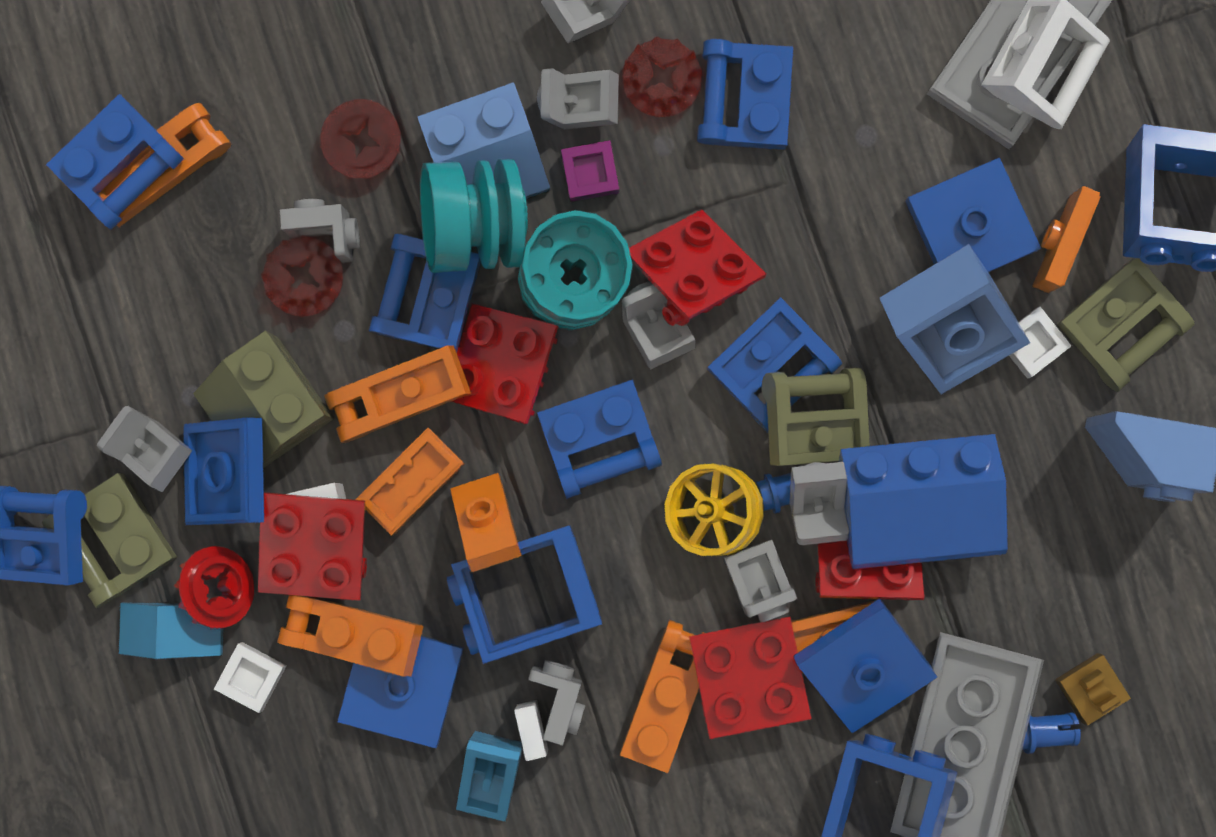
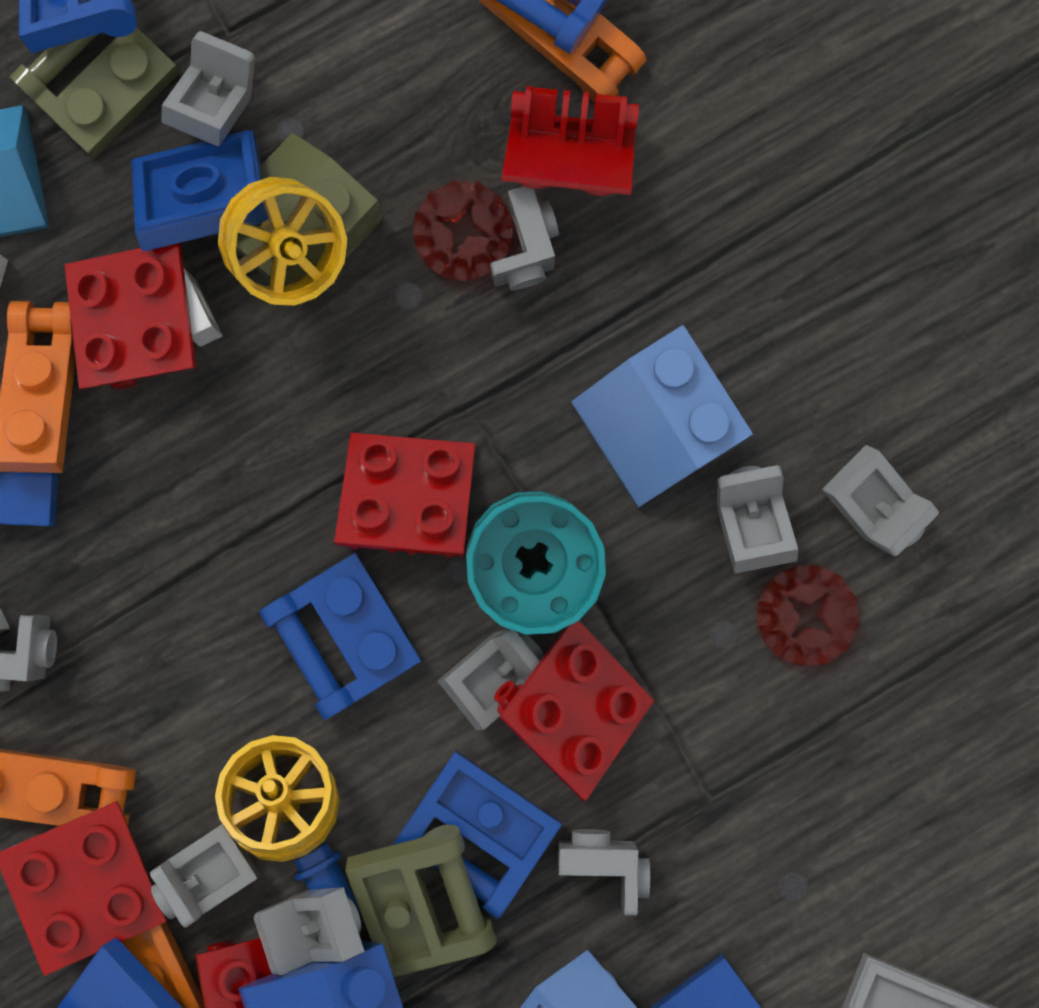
camera: 75 degrees right, 0 degrees up
(235, 584) = (73, 234): red gear -> none
(259, 176) = (571, 150): none -> red hinge
(282, 404) = (282, 241): none -> yellow wheel
(350, 119) = (668, 244): clear red gear -> none
(398, 393) = (341, 381): orange plate -> none
(410, 481) = (238, 417): orange plate -> none
(440, 301) = (469, 403): blue plate -> none
(478, 215) = (573, 421): teal wheel -> none
(478, 632) = (71, 541): blue window -> none
(485, 522) = (202, 520): orange plate -> none
(590, 171) = (670, 552): magenta tile -> none
(762, 95) = (814, 745): blue plate -> none
(808, 277) = (595, 855): none -> light grey bracket

